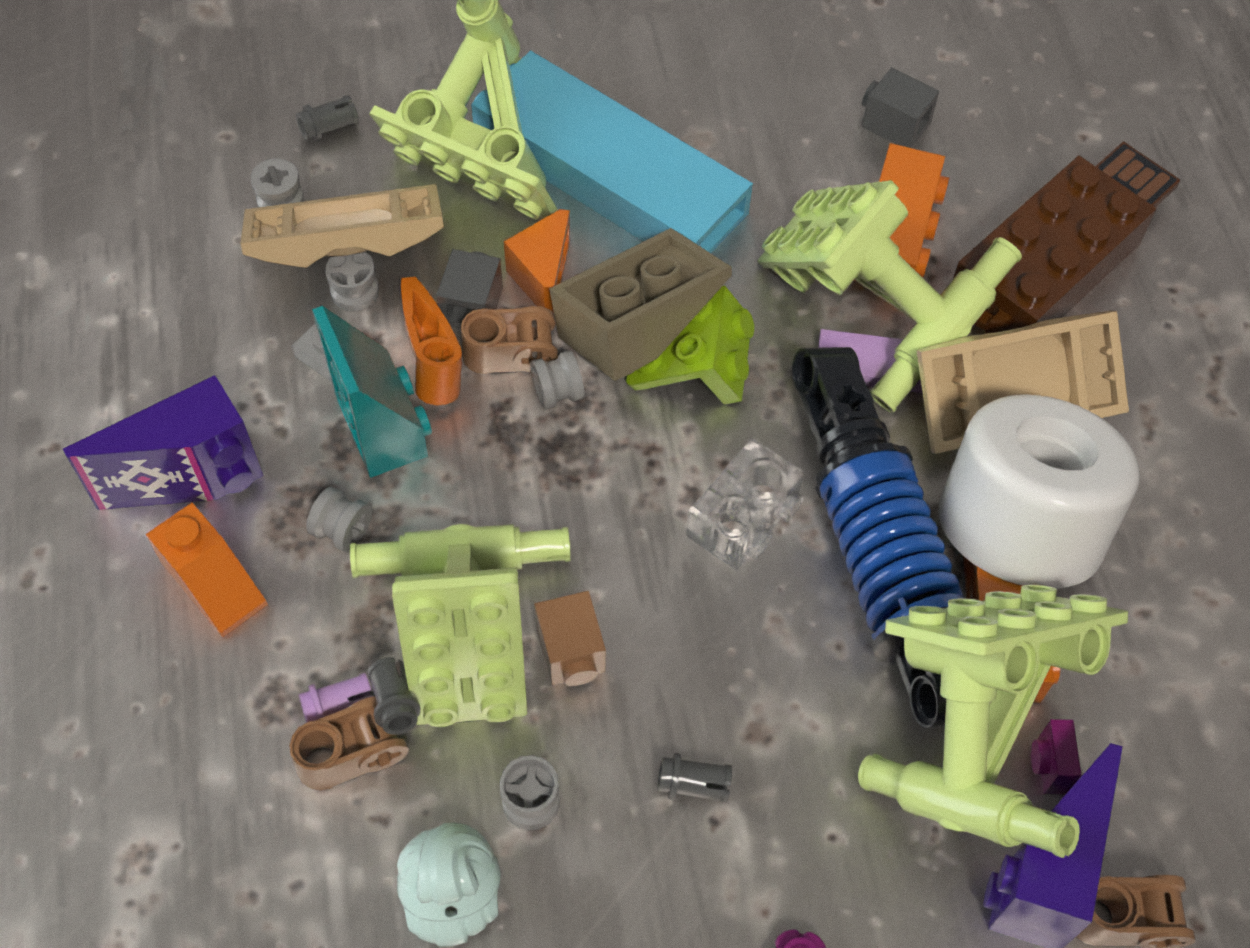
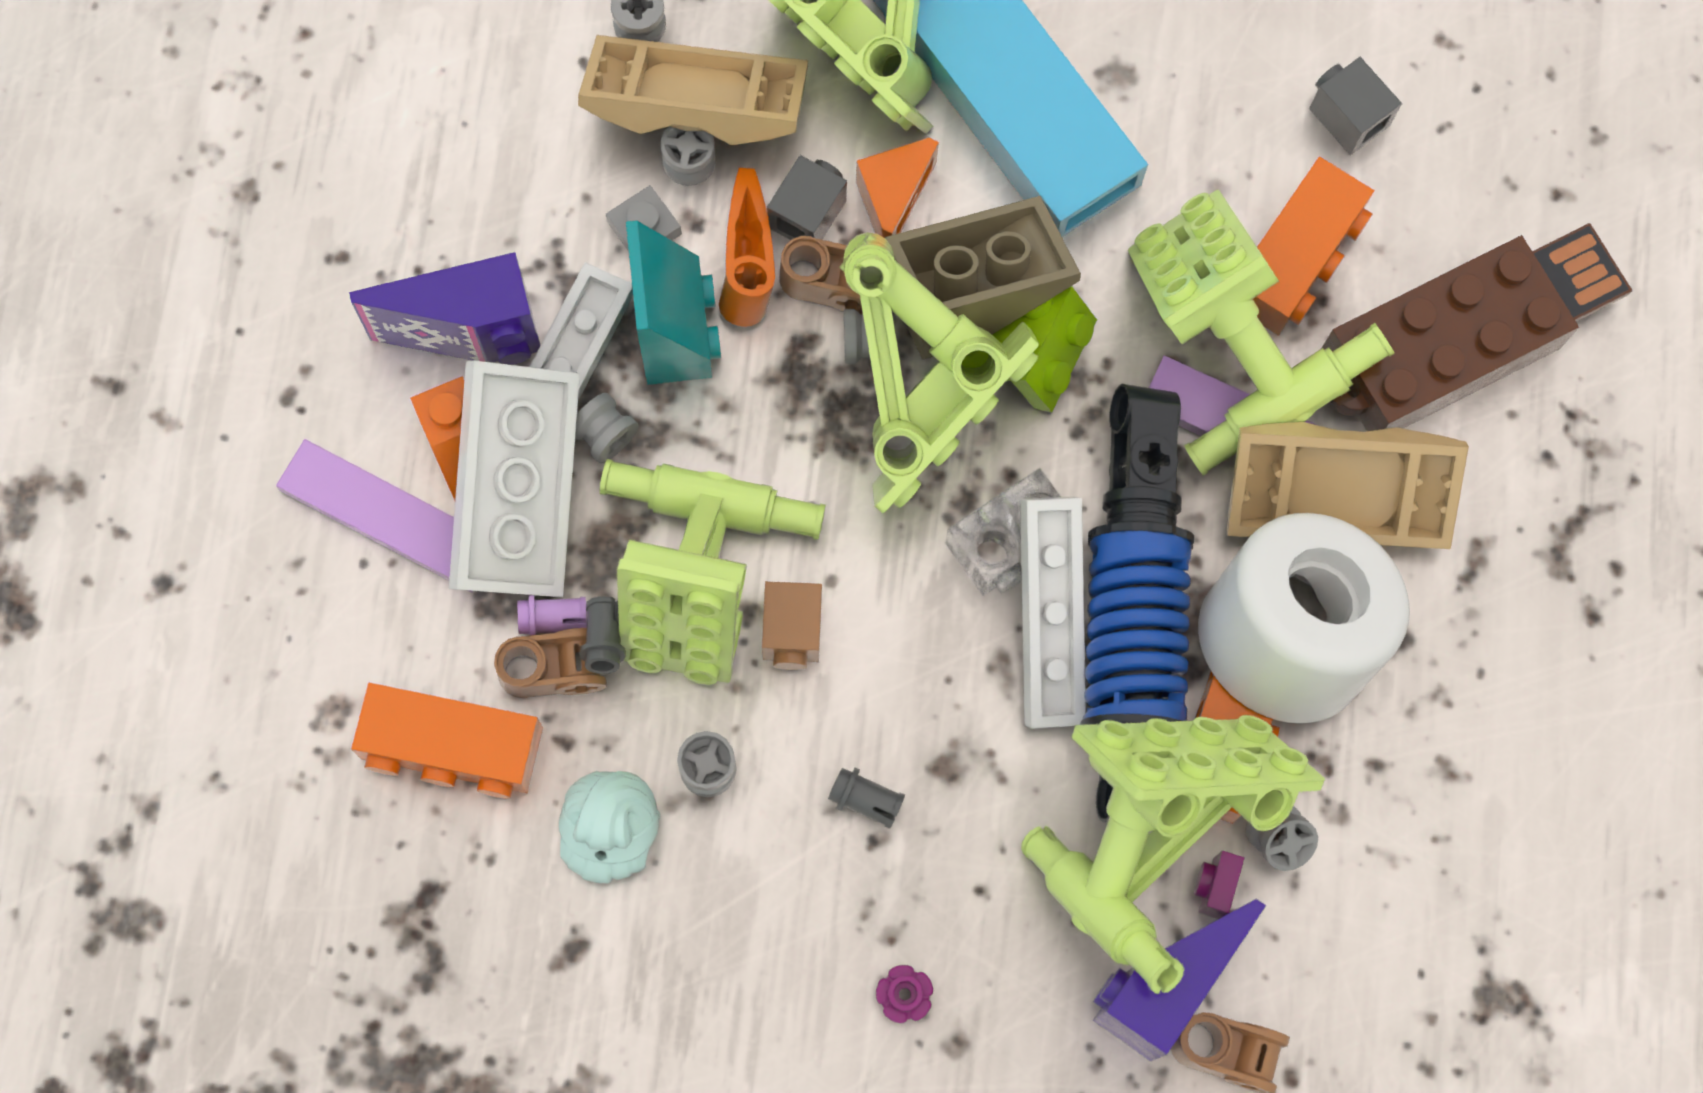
camera: 15 degrees right, 15 degrees up
(150, 656) = (370, 507): none -> lavender tile
(260, 848) = (446, 740): none -> orange brick
(265, 581) = (514, 479): none -> white plate
(291, 462) = (585, 324): none -> white plate
(652, 385) = (948, 392): none -> yellowish green plate
(810, 555) = (1053, 611): none -> white plate
(1097, 696) = (1291, 847): none -> light grey wheel

